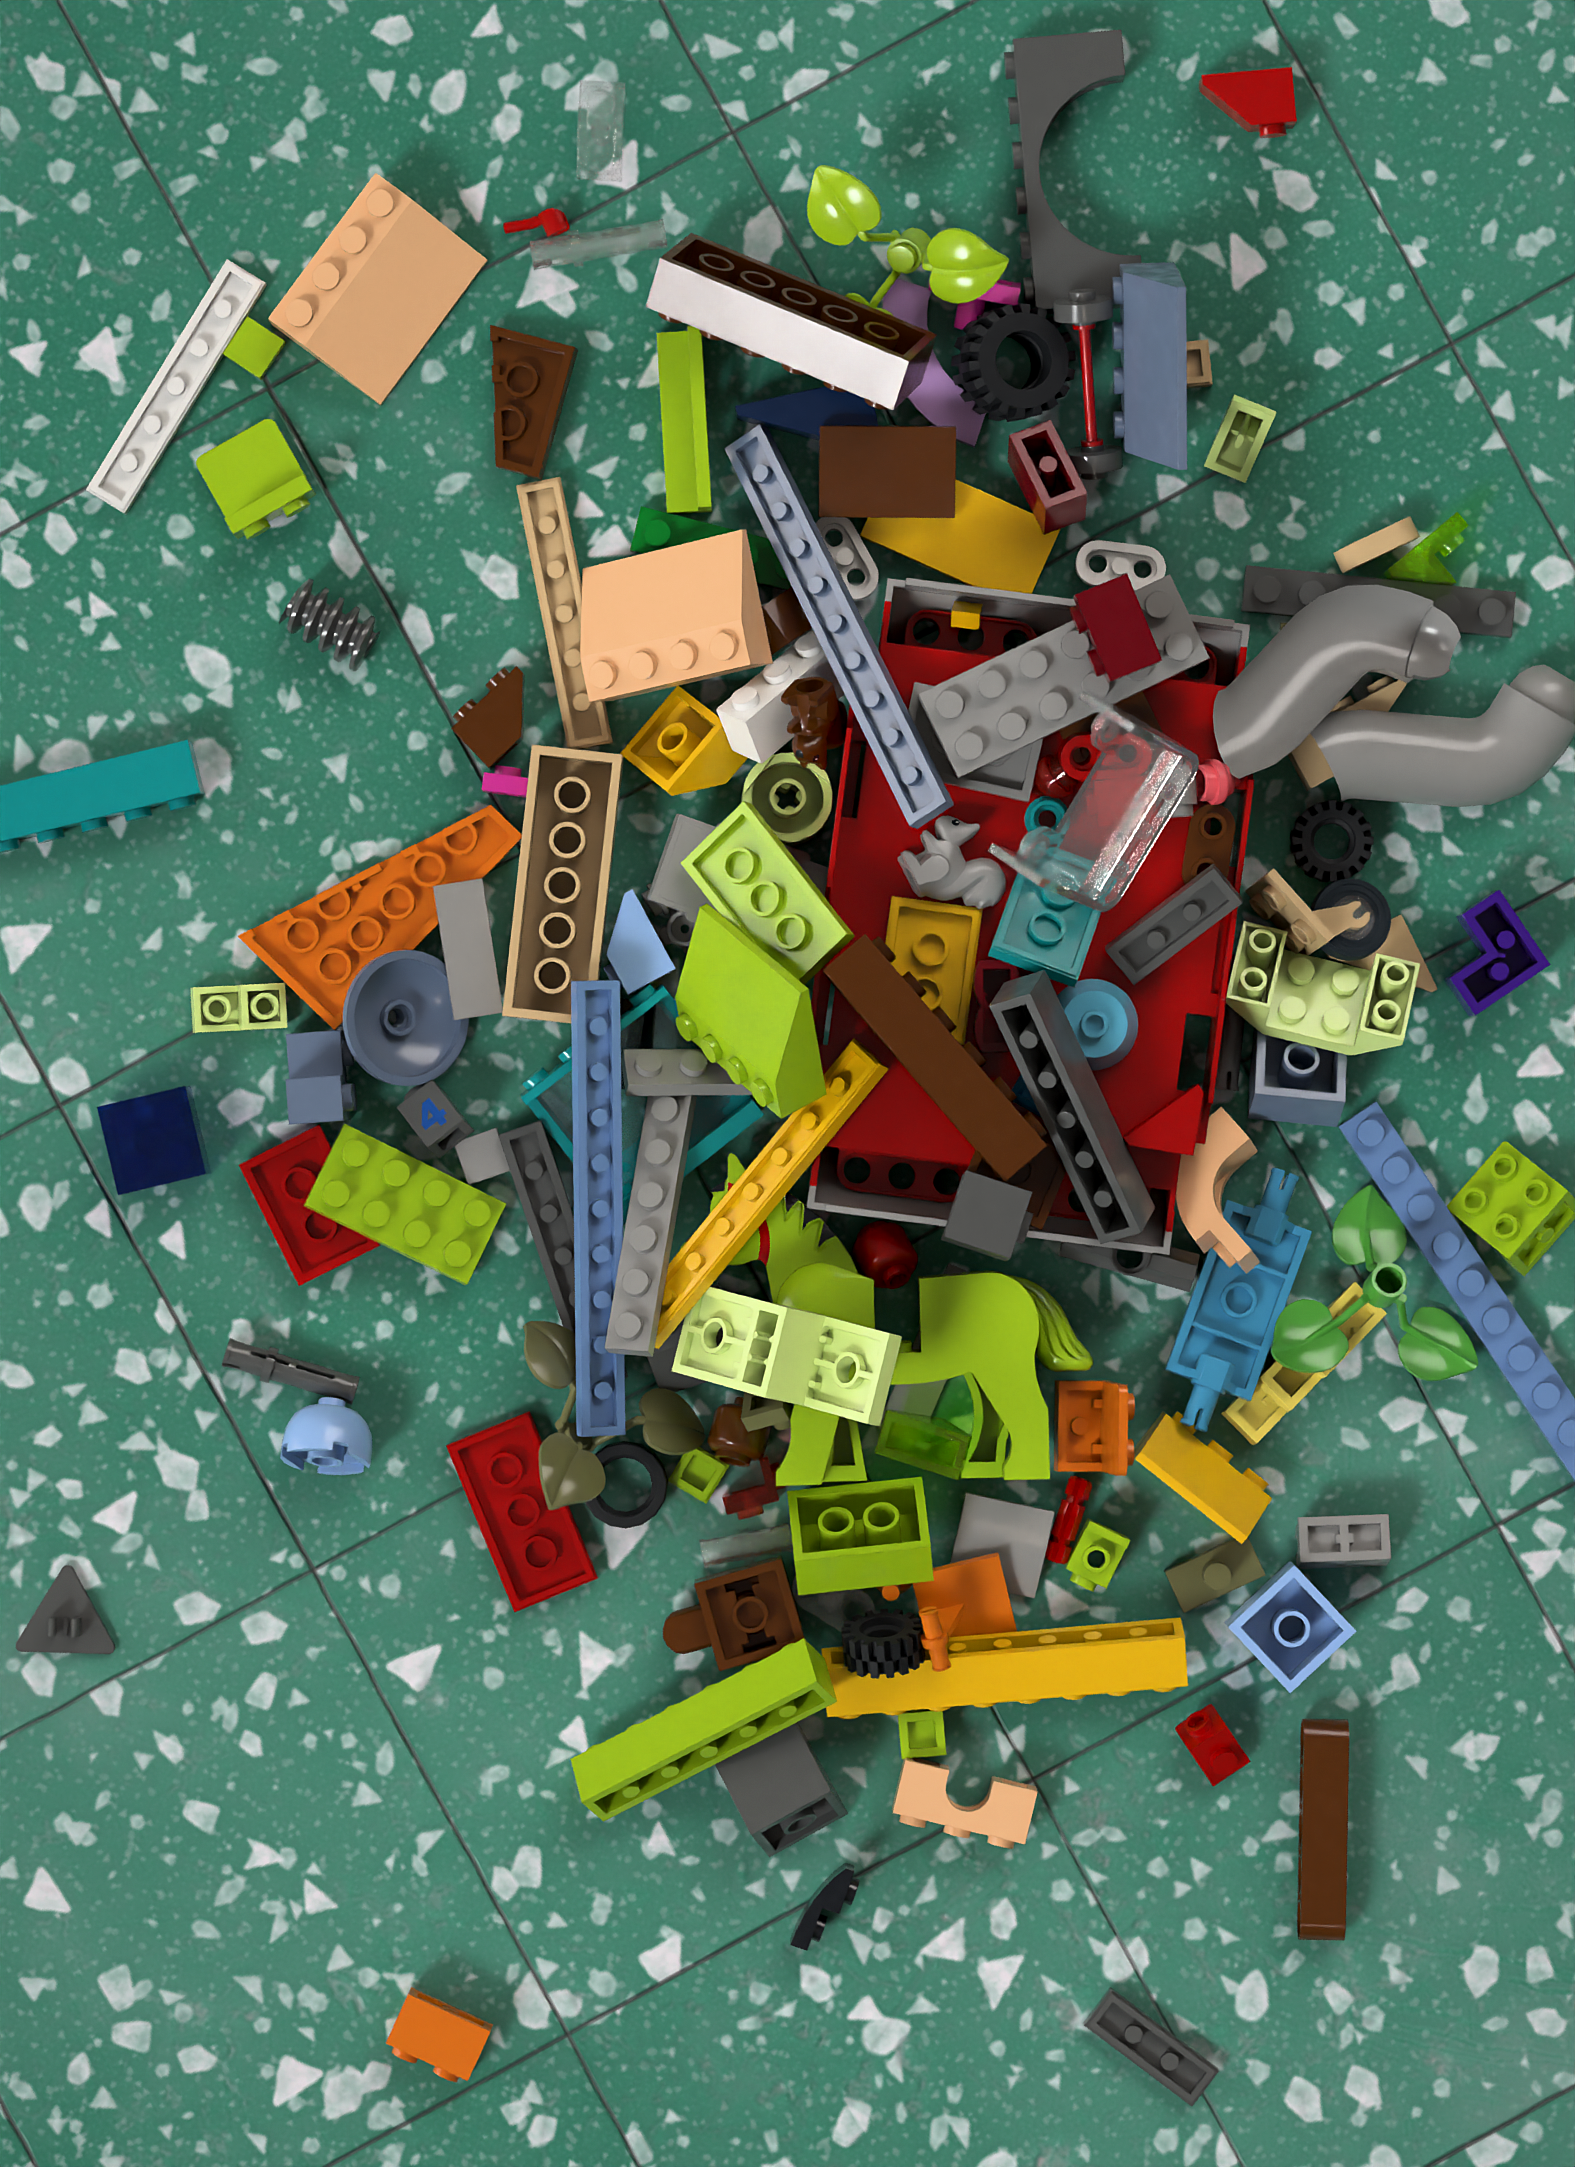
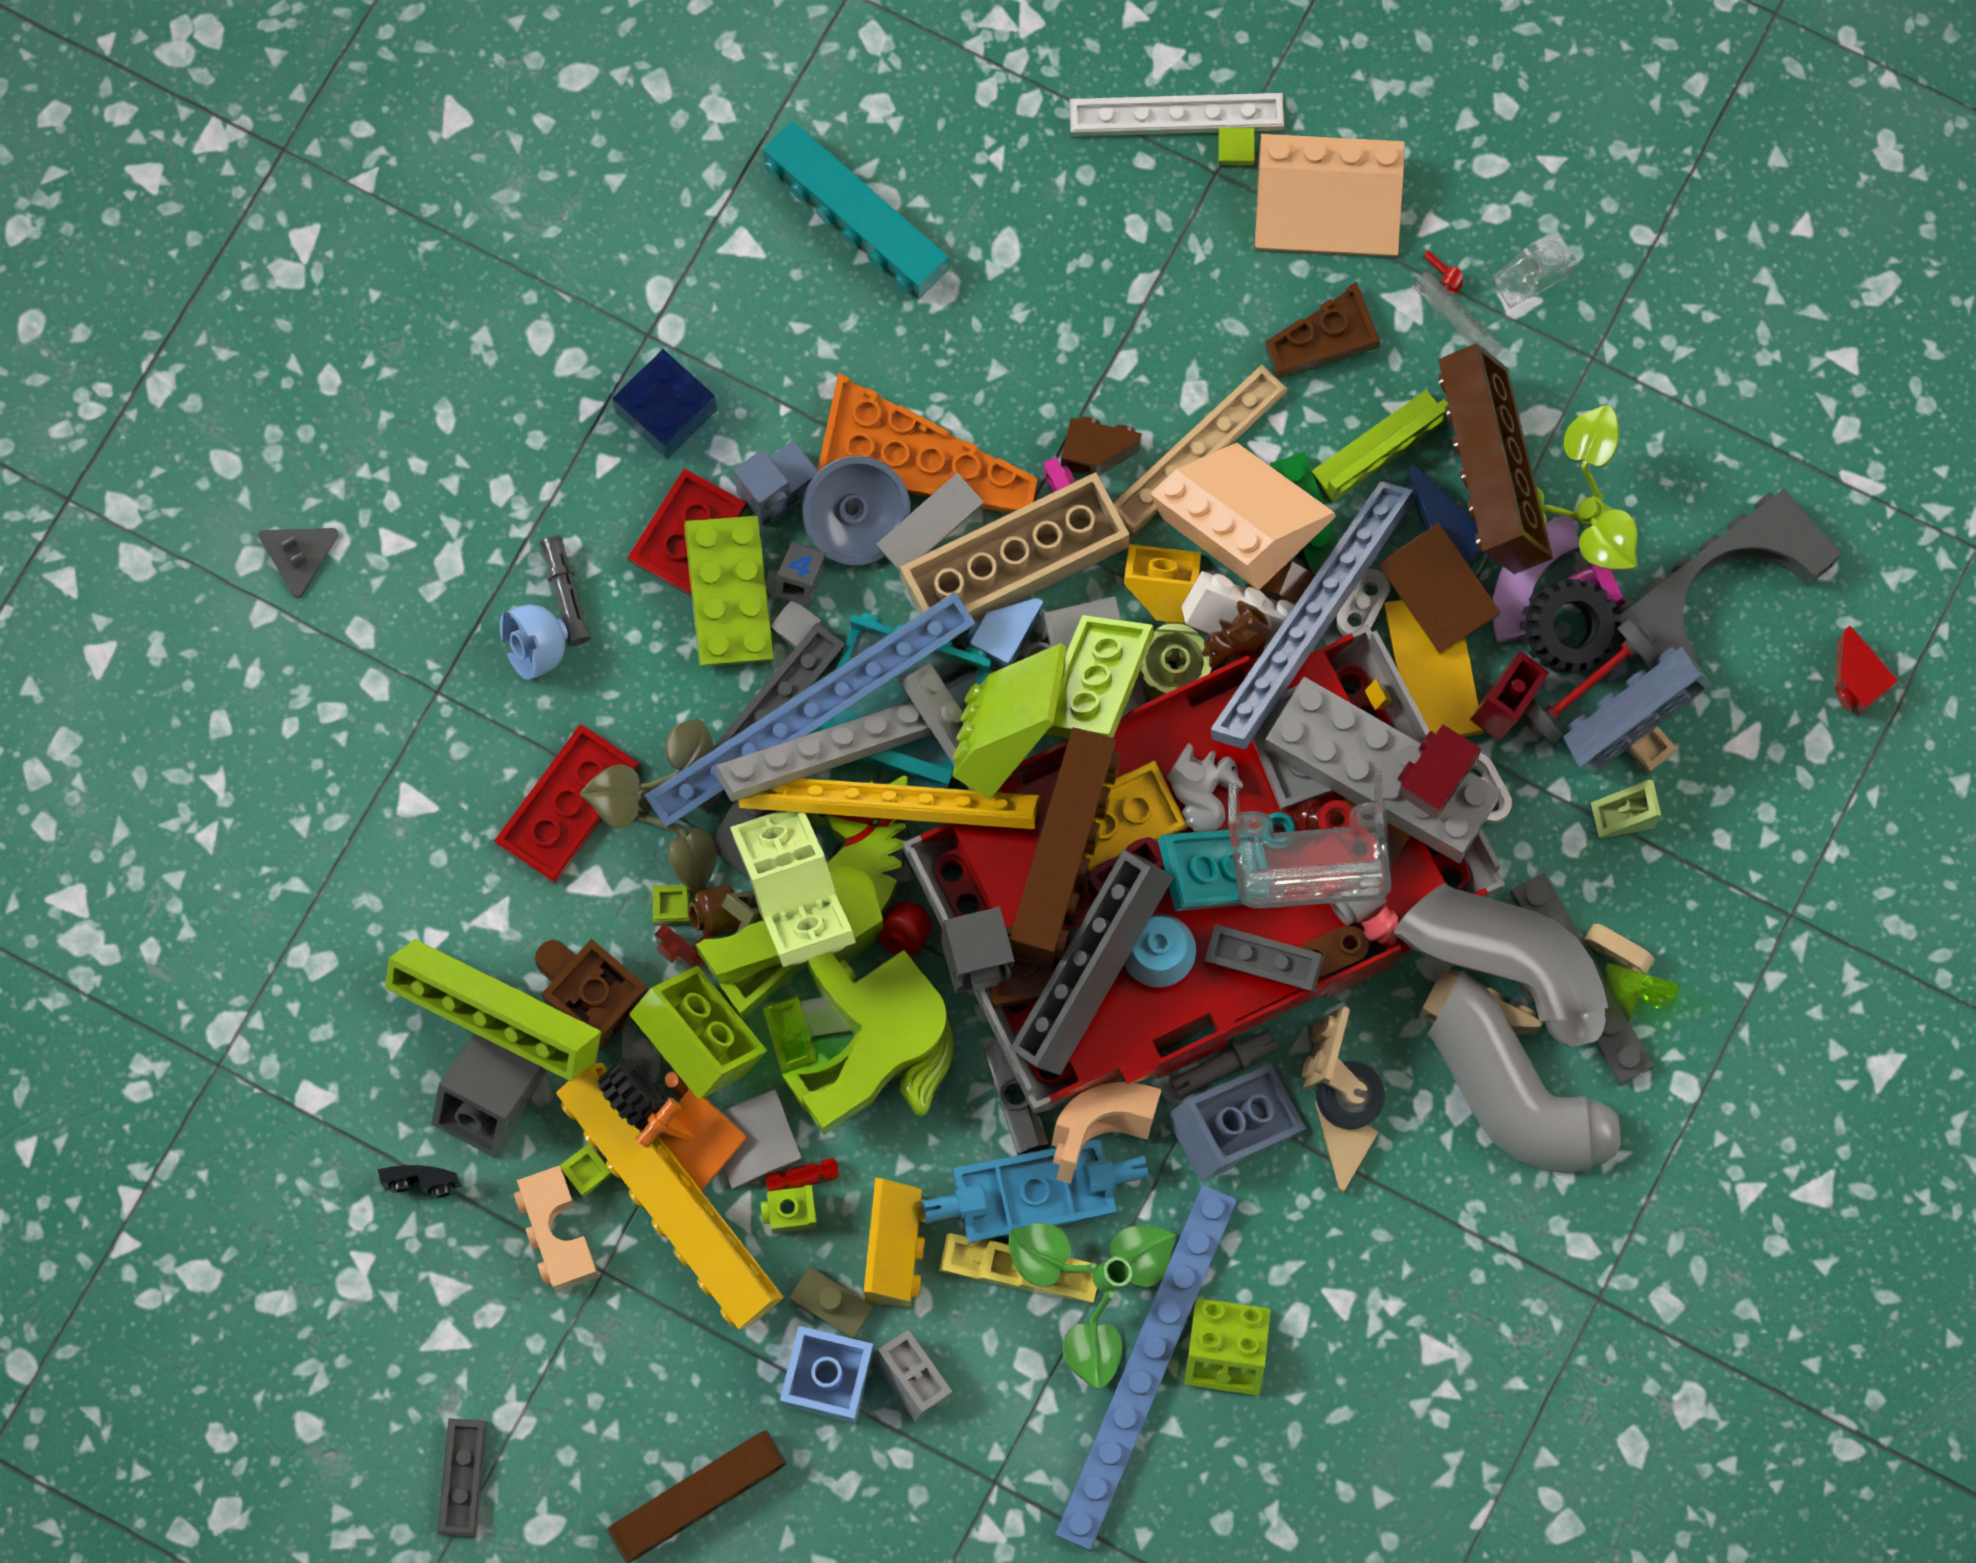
camera: 55 degrees right, 15 degrees down
(238, 1007) = (790, 405): yellowish green slope -> none
(255, 479) = (1150, 198): lime bracket -> none
(330, 624) = (1085, 303): dark grey piece -> none
(438, 2036) = (162, 974): orange brick -> none
(658, 1477) = (631, 886): black tyre -> none
(746, 1545) = (636, 961): clear pin -> none
(1093, 1426) = (876, 1143): orange bracket -> none
(1172, 1126) = (1123, 1047): red slope -> none
(1212, 1744) = (707, 1379): red bracket -> none
(1319, 998) = (1278, 1102): yellowish green slope -> none
(1331, 813) = (1406, 1031): black tyre -> none
(1506, 957) = (1393, 1220): dark purple brick -> none

